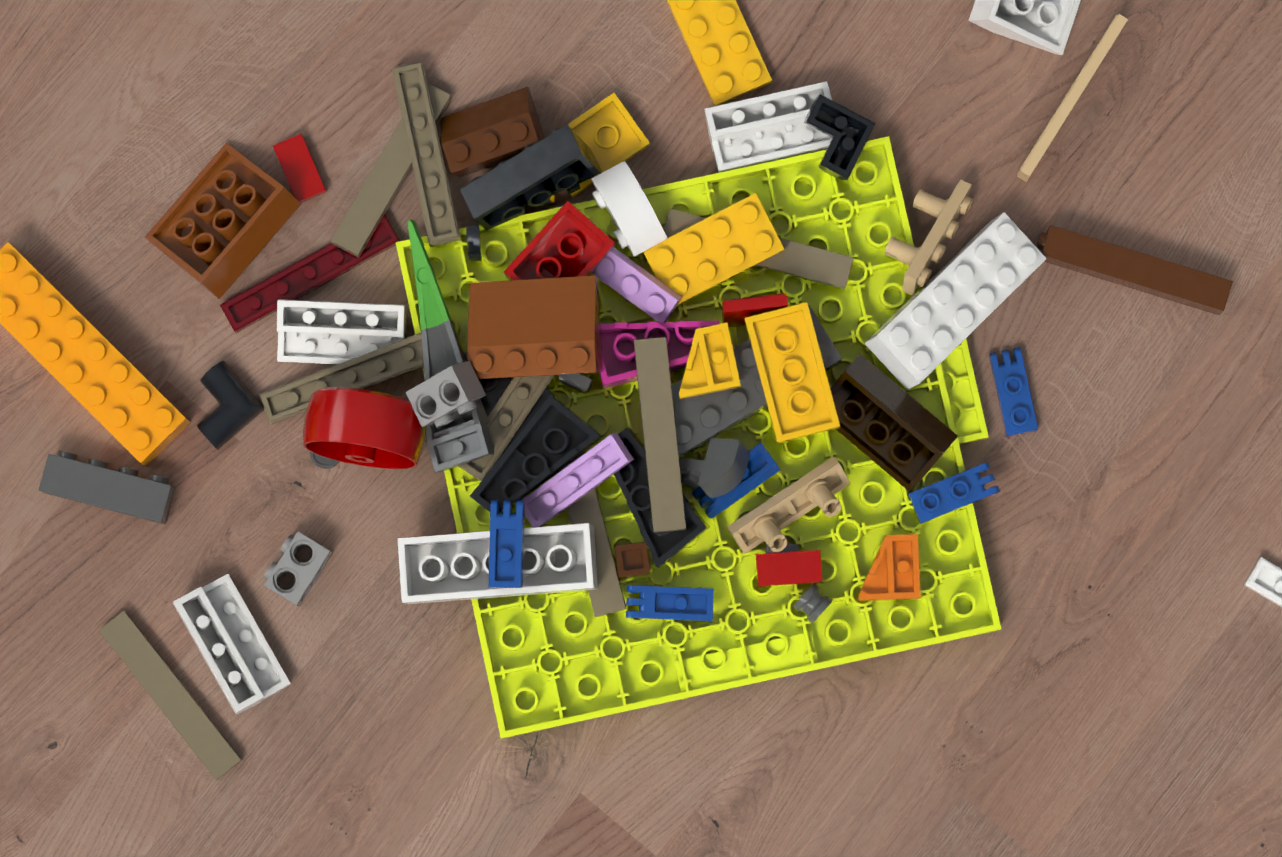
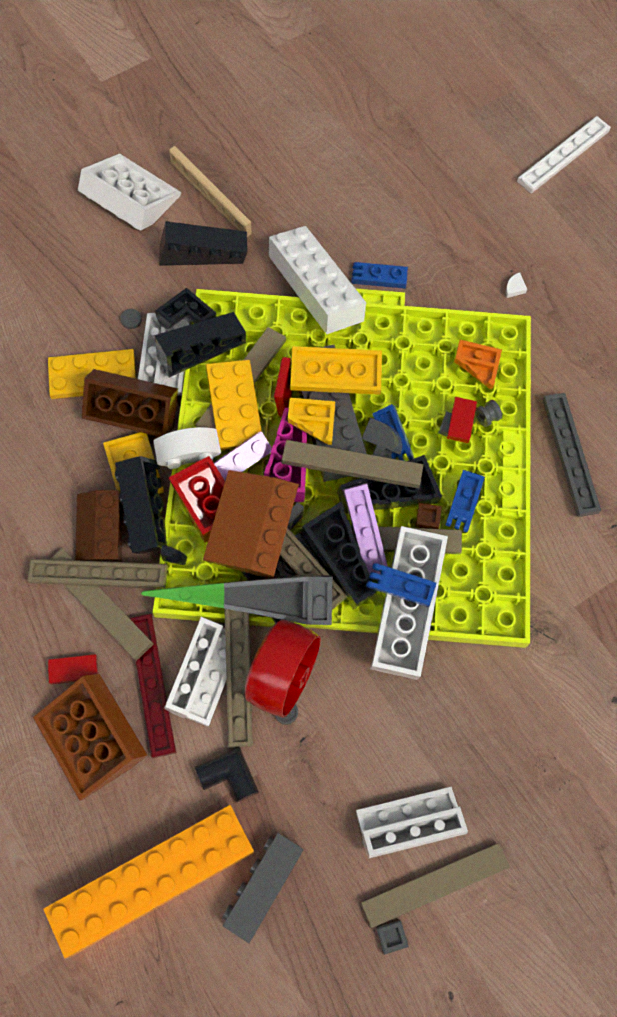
camera: 80 degrees left, 15 degrees down
(96, 658) = (392, 937): none -> dark grey tile
(305, 573) = (372, 751): light grey brick -> none
(444, 391) = (275, 595): light grey brick -> none
(676, 108) = (129, 403): none -> reddish brown brick
(788, 505) = (421, 416): tan plate -> none
(791, 172) = (198, 342): none -> black wedge
(803, 738) = (571, 455): none -> dark grey plate
(823, 58) = (131, 318): none -> dark grey piece
(888, 423) = (392, 330): dark brown slope -> none
(932, 249) = (281, 286): tan plate -> none
(952, 493) = (437, 317): blue hinge -> none
(969, 121) = (201, 245): none -> black wedge
(1060, 598) = (515, 286): none -> white tile
(1134, 270) = (328, 187): reddish brown brick -> none

